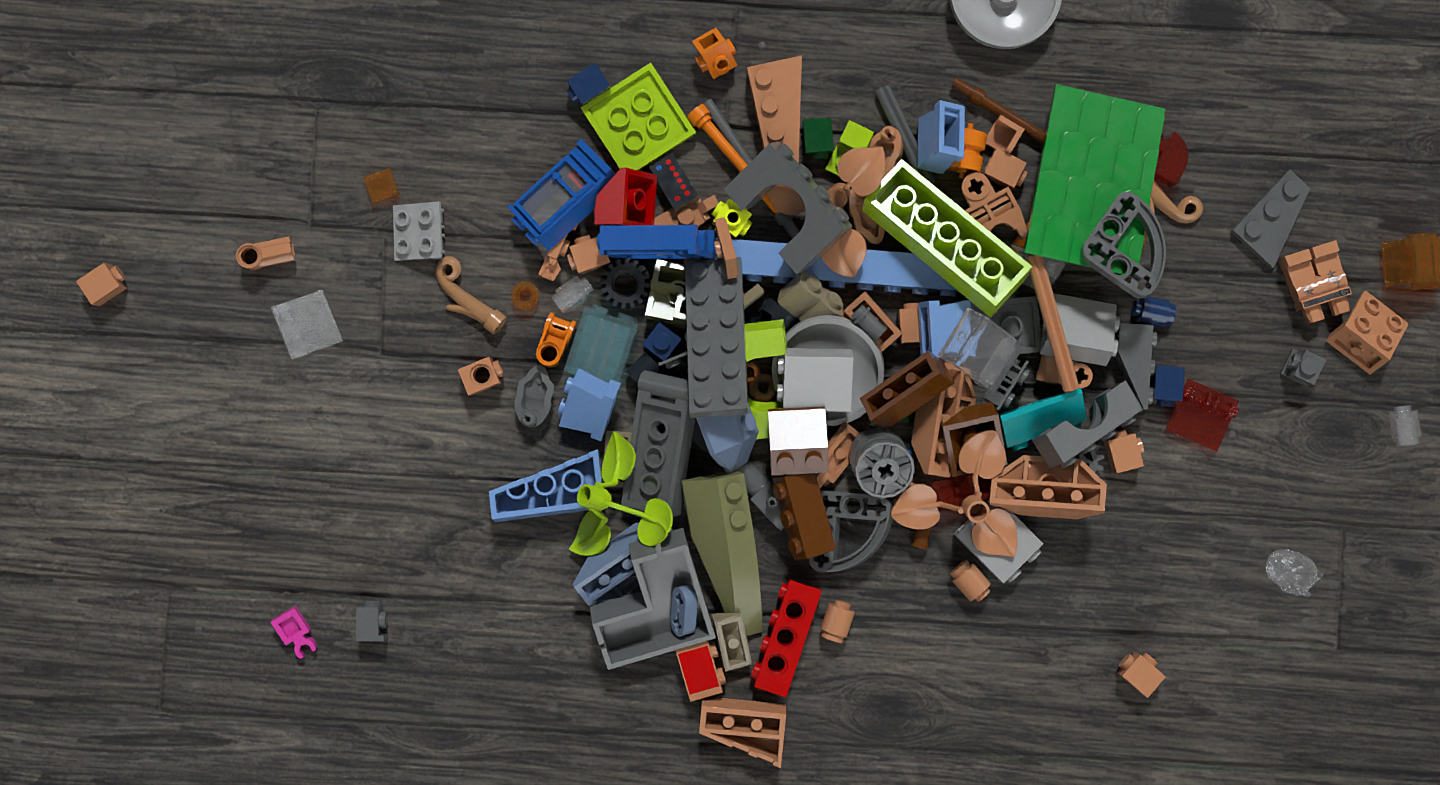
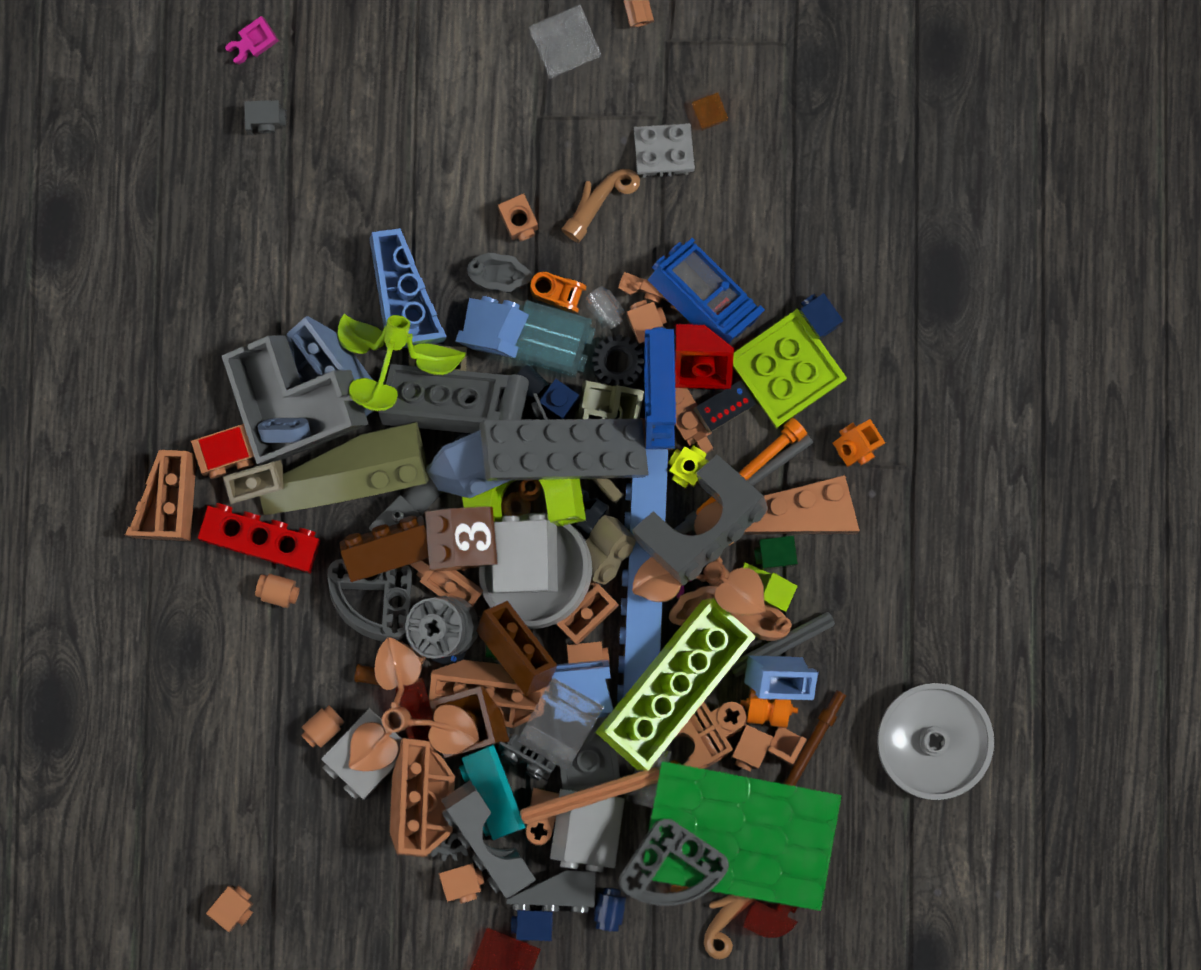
camera: 85 degrees right, 5 degrees down
(516, 293) = (602, 251): clear orange plate -> none
(724, 248) = (656, 456): nougat plate -> none
(868, 322) = (585, 607): dark grey pin -> none

